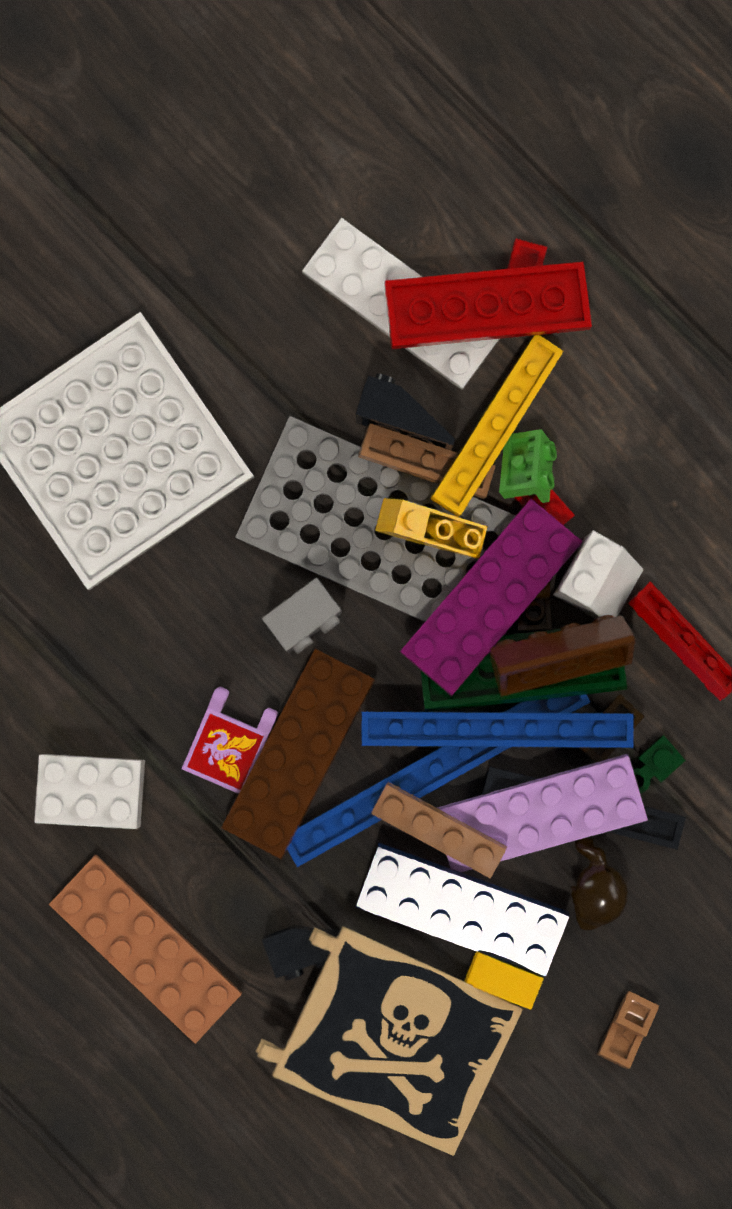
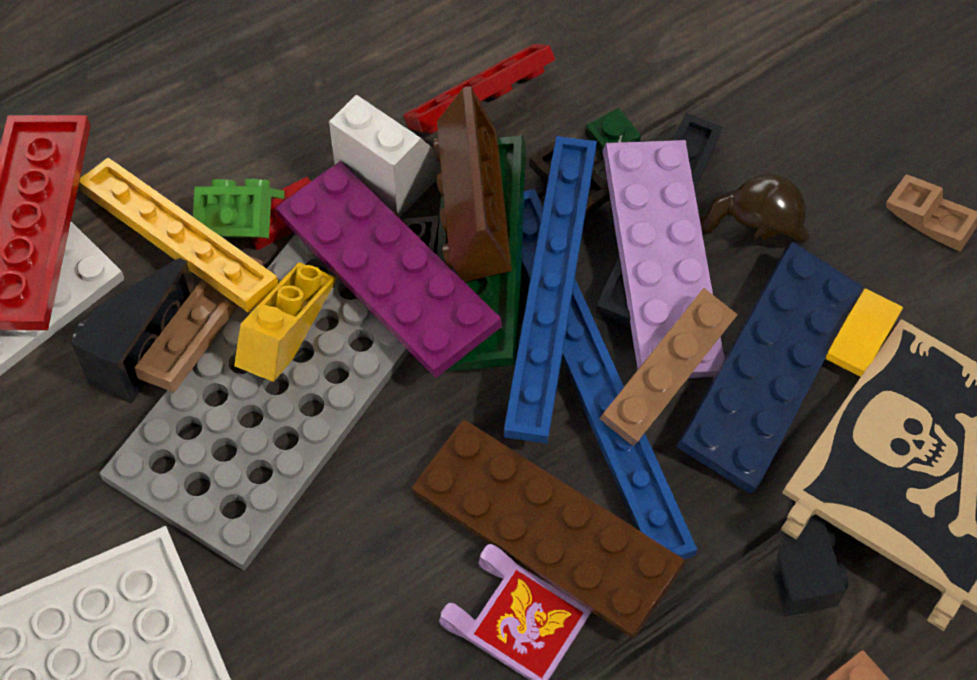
camera: 80 degrees left, 25 degrees down
(303, 616) = (366, 484): light grey brick -> none

